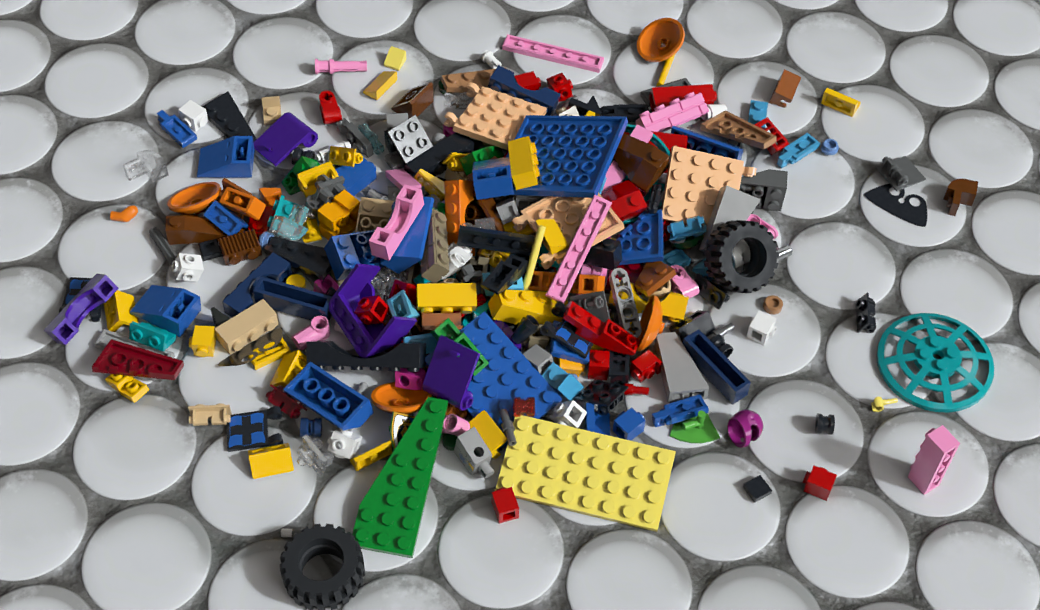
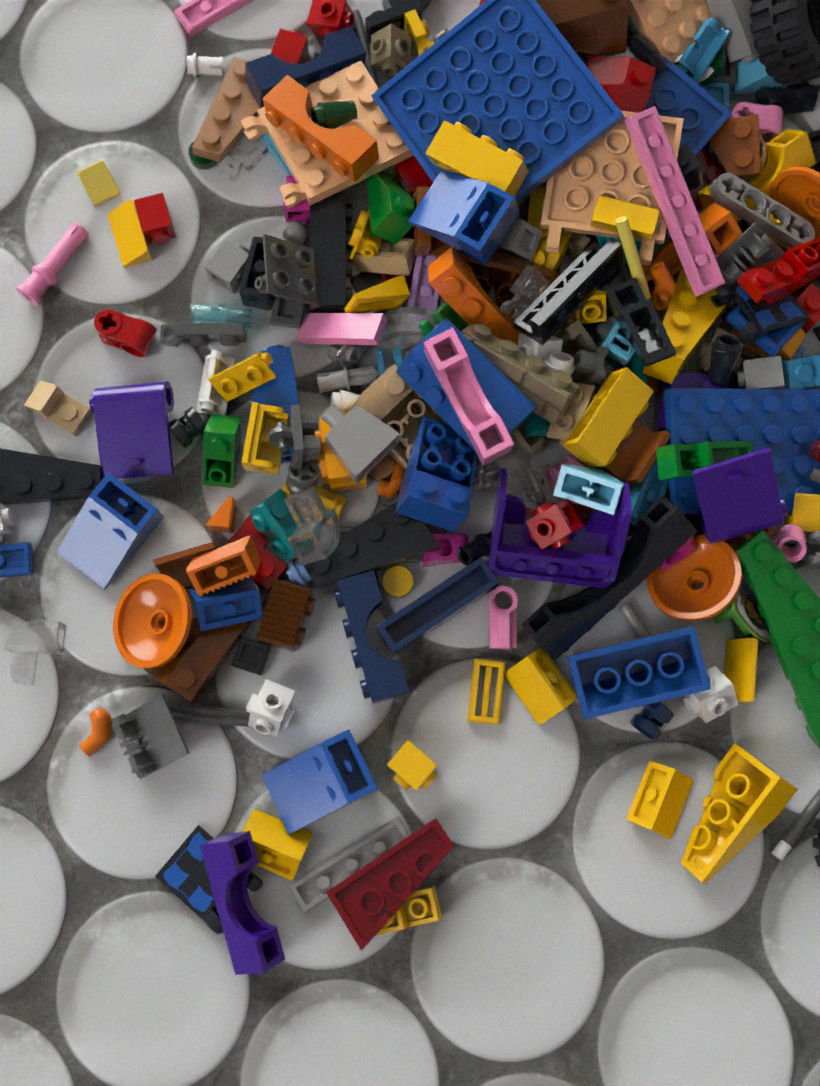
camera: 55 degrees left, 25 degrees up
(135, 230) = (150, 737): none -> dark grey hinge
(151, 335) = (351, 829): teal bracket -> none
(200, 413) = (531, 843): tan hinge -> none
(218, 317) = (394, 723): pearl dark grey slope -> none
(236, 358) = (465, 725): black piece -> none
(246, 326) = (430, 694): tan brick -> none
(251, 430) = (594, 797): black flag -> none
(278, 397) = (570, 725): dark red hinge -> none
(305, 496) = (740, 806): none -> yellow wedge
(310, 455) = (695, 747): clear hips -> none
(343, 206) = (358, 439): none -> light grey torso
(395, 86) = (155, 219): none -> red brick
(407, 287) = (543, 456): red brick -> none
(415, 100) = (197, 214): reddish brown slope -> none
(488, 94) = (345, 149): none -> orange arch
(502, 107) = (333, 114): none -> dark green cone
(540, 282) = (664, 286): none -> orange arm

